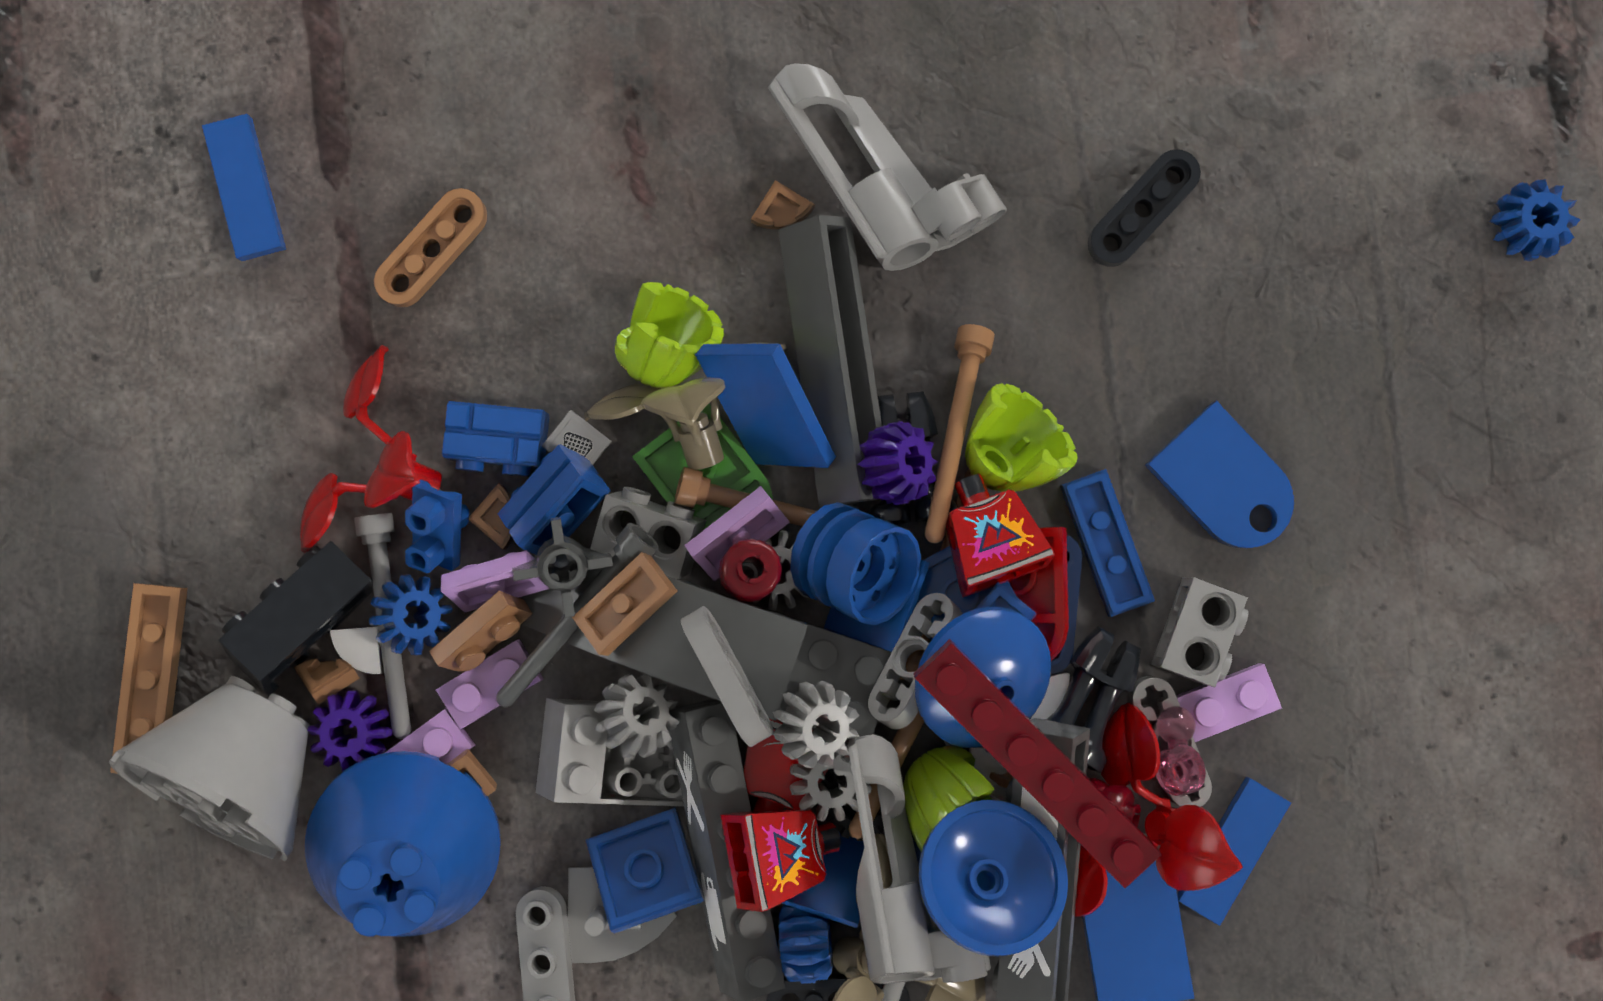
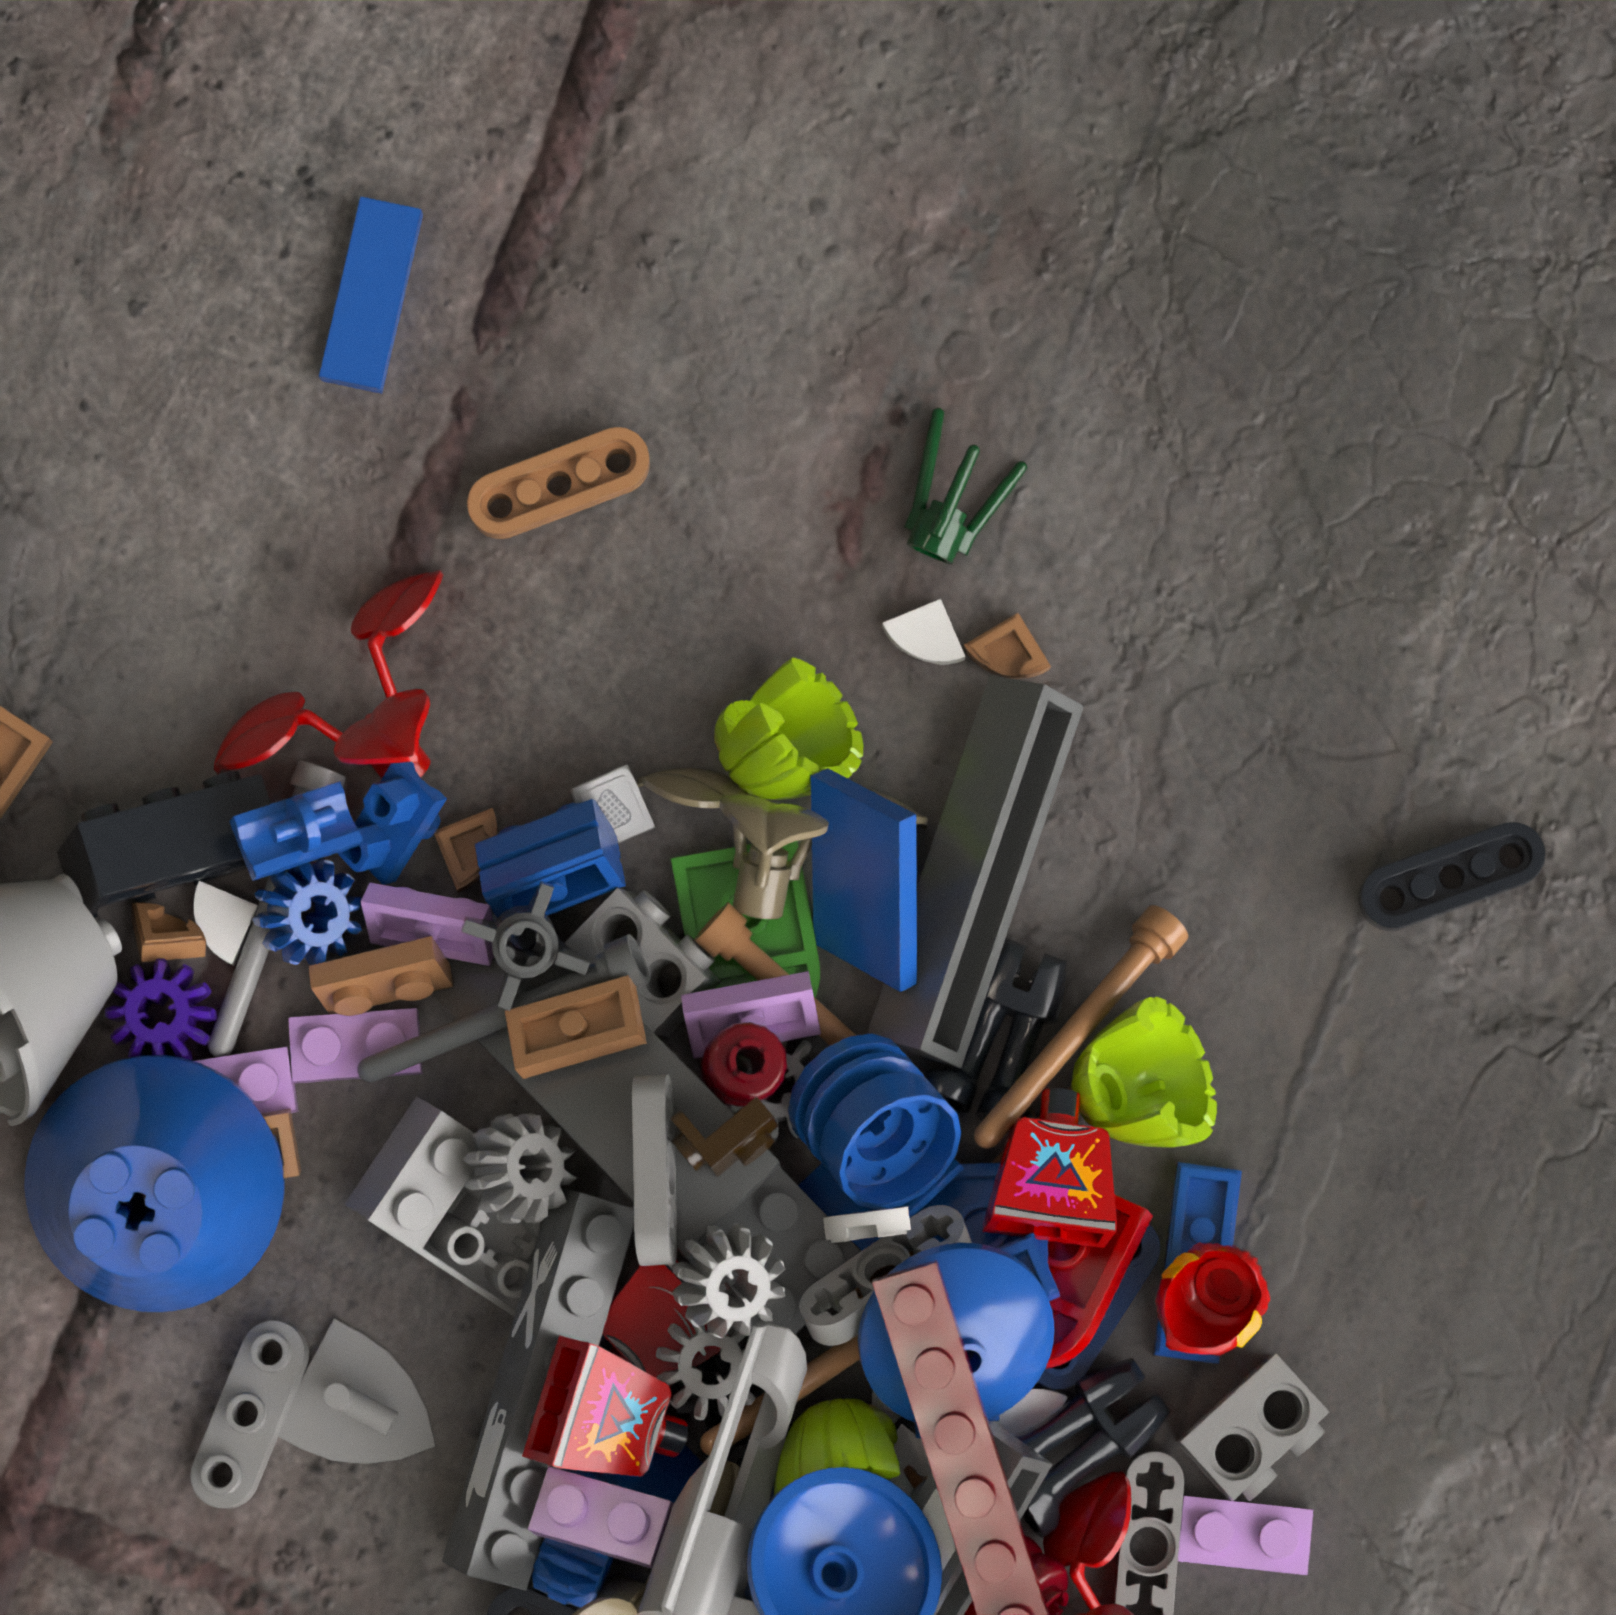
camera: 25 degrees right, 5 degrees down
(370, 568) = (295, 831): none -> blue hips
(495, 436) = (518, 750): blue brick -> none
(644, 870) = (427, 1366): blue tile -> none
(696, 151) = (940, 529): none -> dark green plant
(722, 225) = (926, 635): none -> white tile
(774, 625) = (739, 1138): none -> dark brown bracket
(812, 922) = (600, 1517): none -> lavender plate
(895, 205) = (1149, 722): light grey panel -> none
(896, 628) = (867, 1224): none -> white tile
(898, 463) = (986, 1029): dark purple gear -> none
(1135, 564) = (1211, 1299): none -> red hair
(1180, 765) = (1162, 1527): clear pink plate -> none
(1222, 476) = (1379, 1256): blue tile -> none

